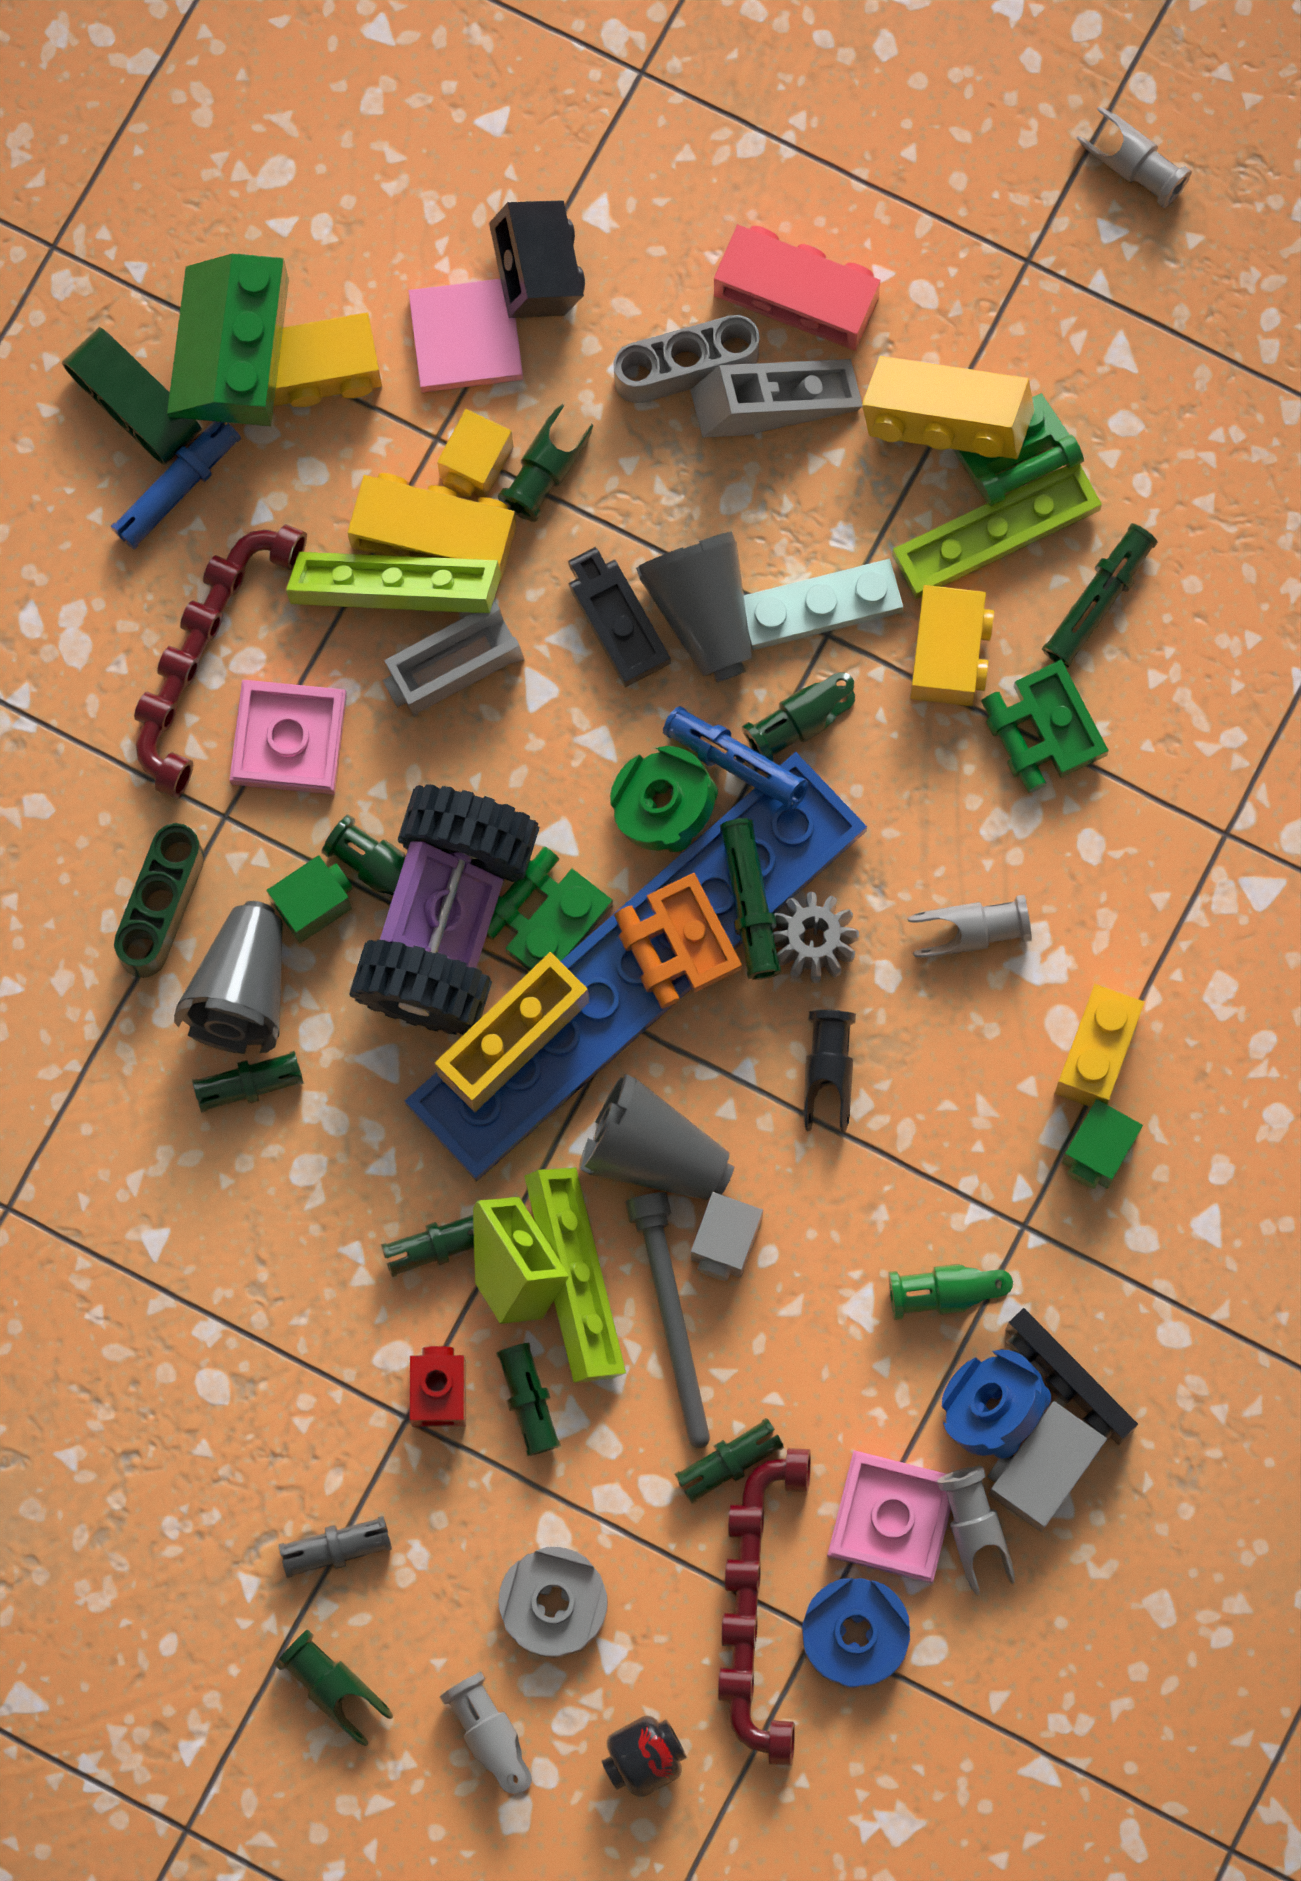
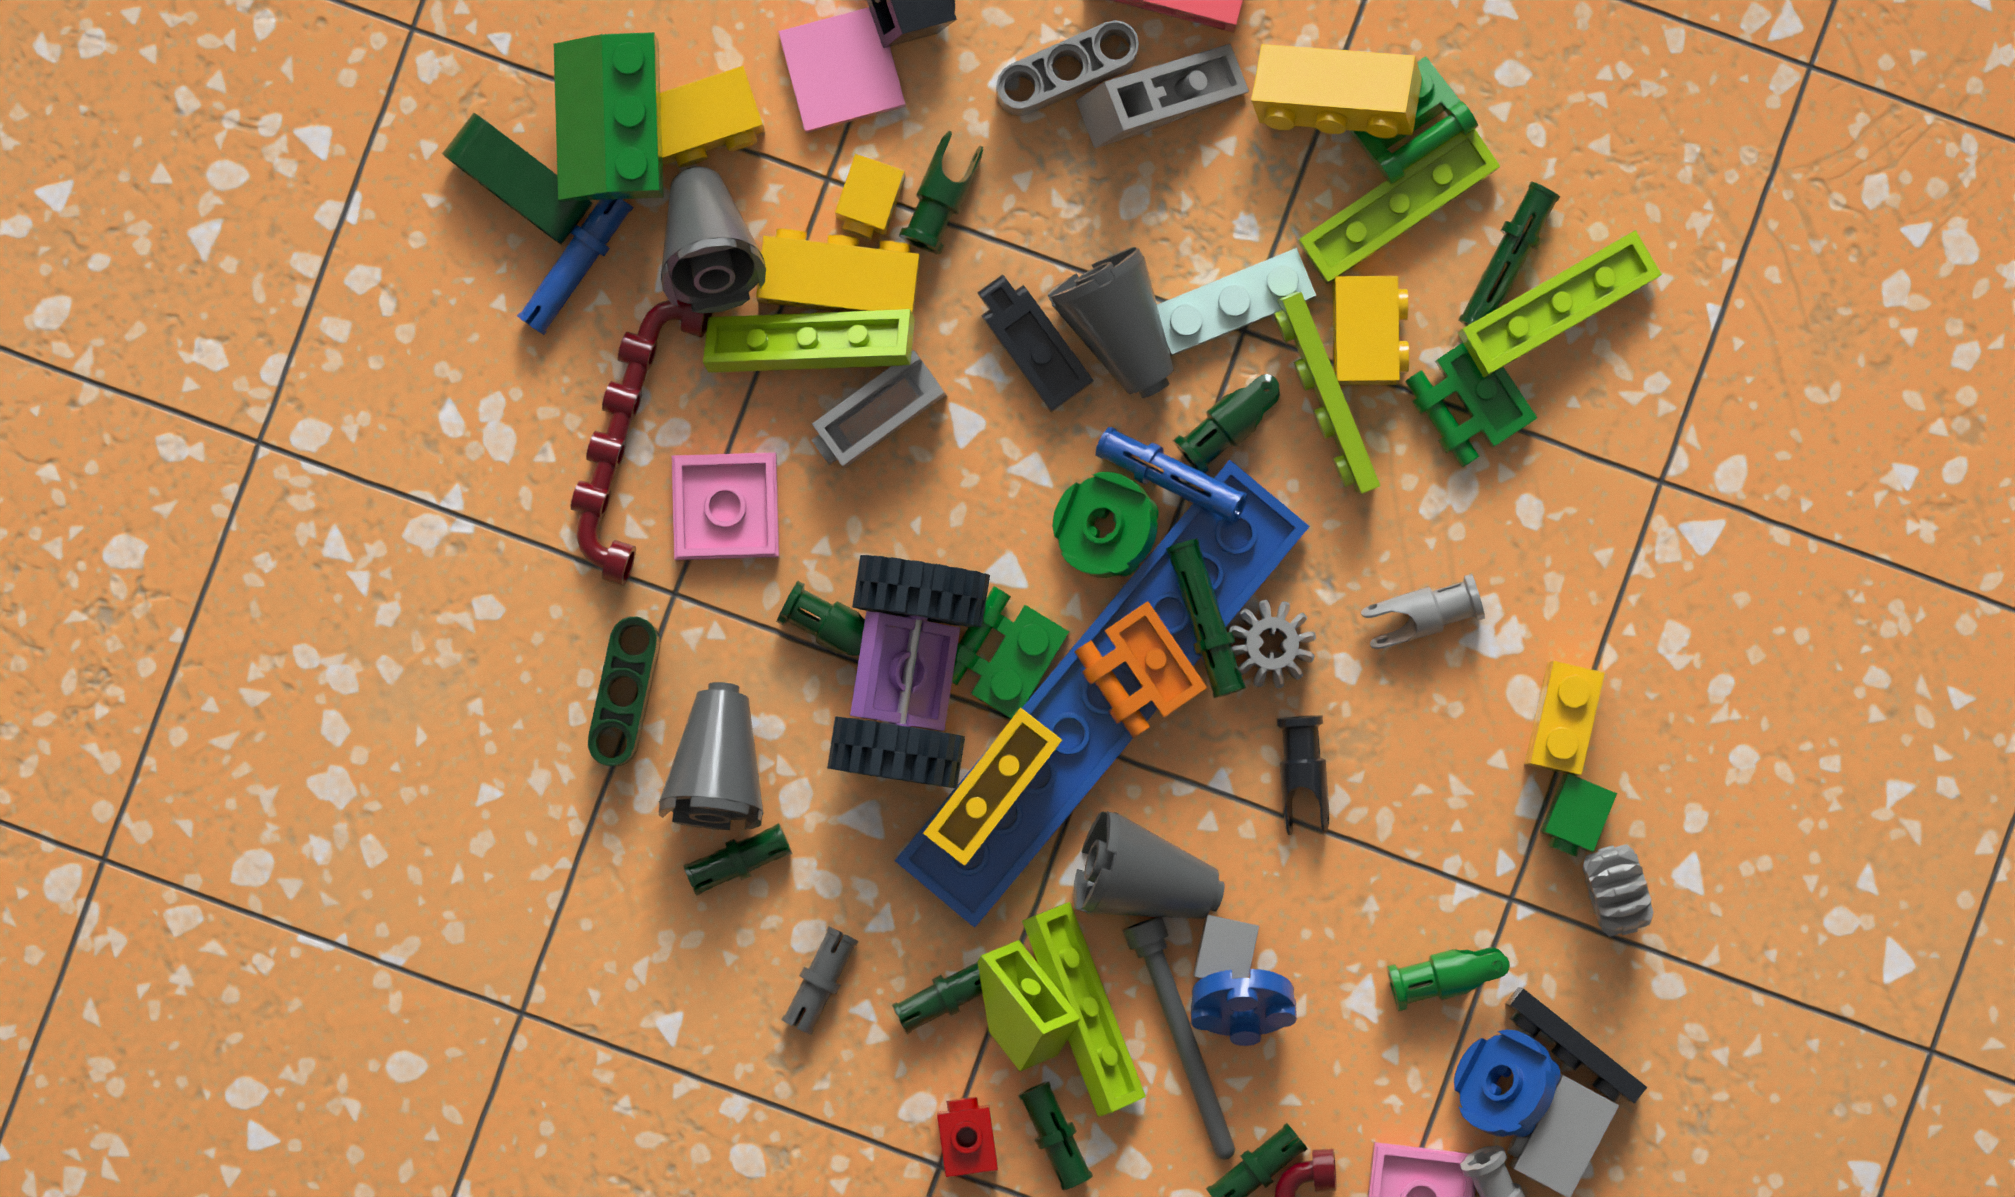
camera: 10 degrees left, 10 degrees up
(307, 479) = (707, 245): none -> dark grey cone
(311, 897) = (773, 669): green brick -> none
(312, 1212) = (819, 980): none -> dark grey pin
(717, 1291) = (1243, 1005): none -> blue plate
(905, 720) = (1317, 373): none -> lime plate
(1132, 1223) = (1618, 890): none -> light grey gear
(1143, 642) = (1559, 303): none -> lime plate

